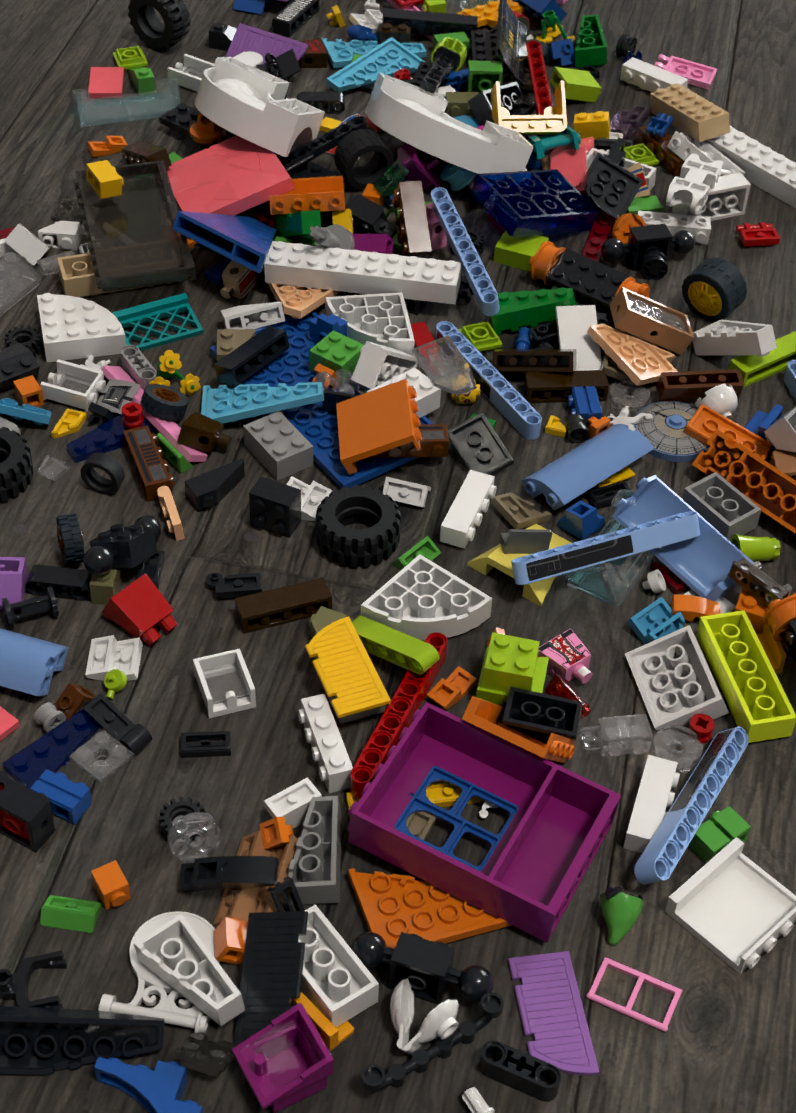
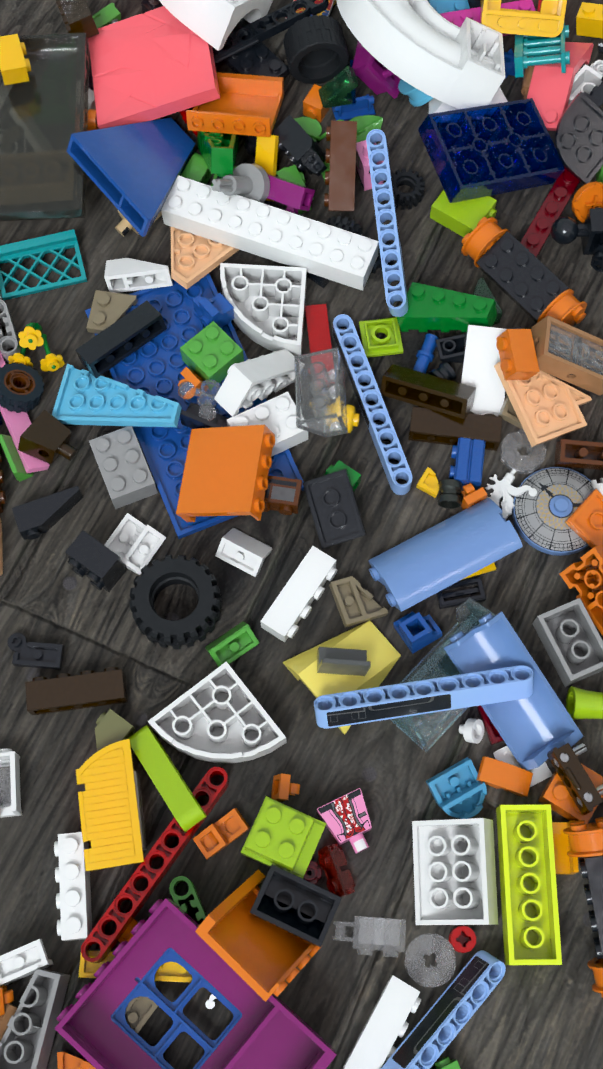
camera: 15 degrees right, 25 degrees up
(605, 317) = (517, 354): none -> orange brick

